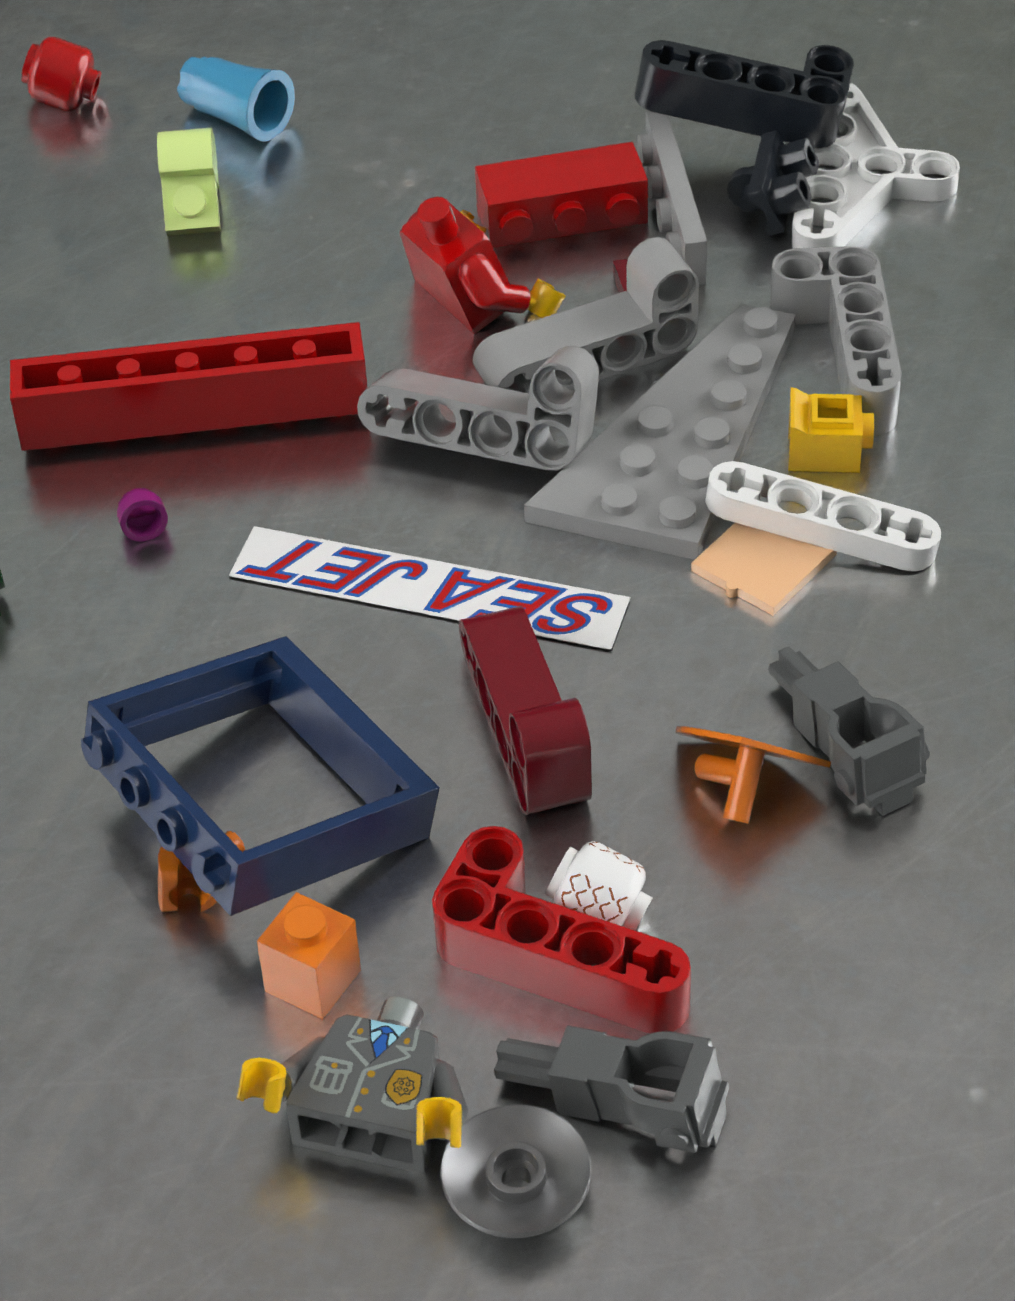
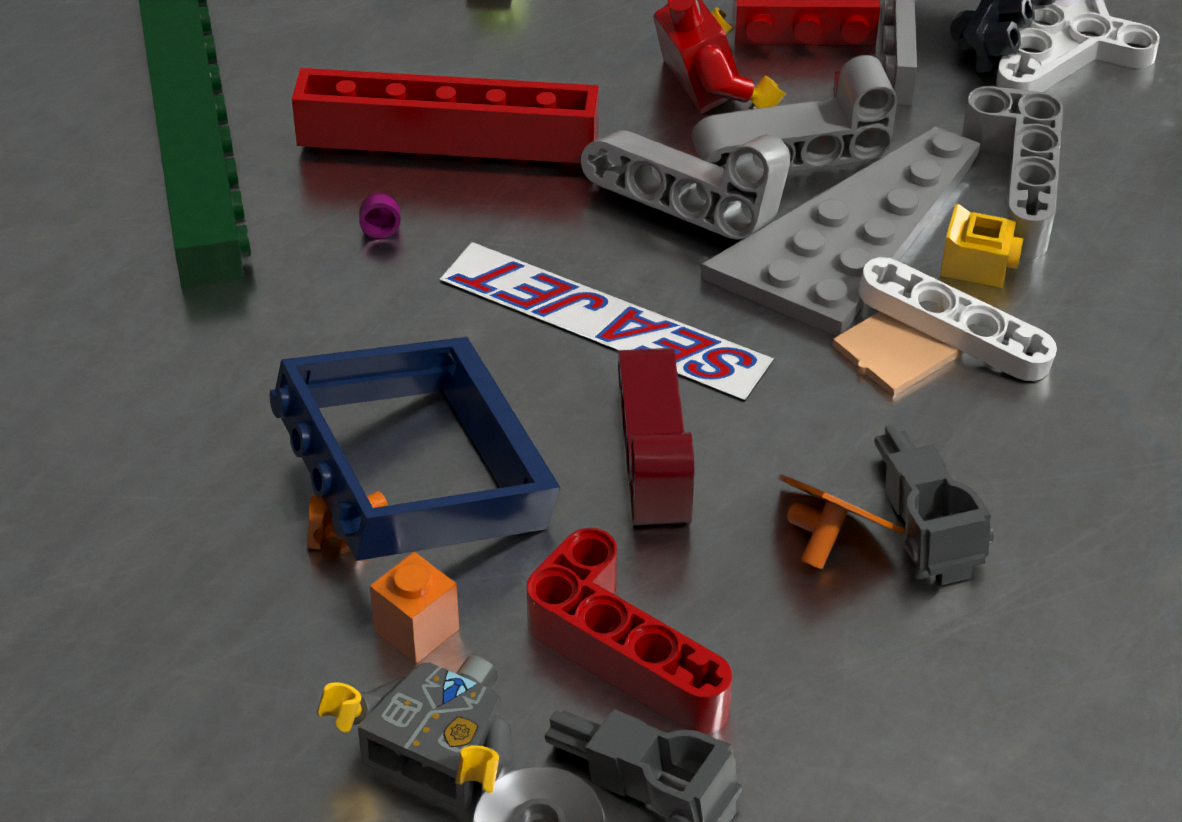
camera: 10 degrees right, 0 degrees up
(601, 885) = (677, 597): white head -> none

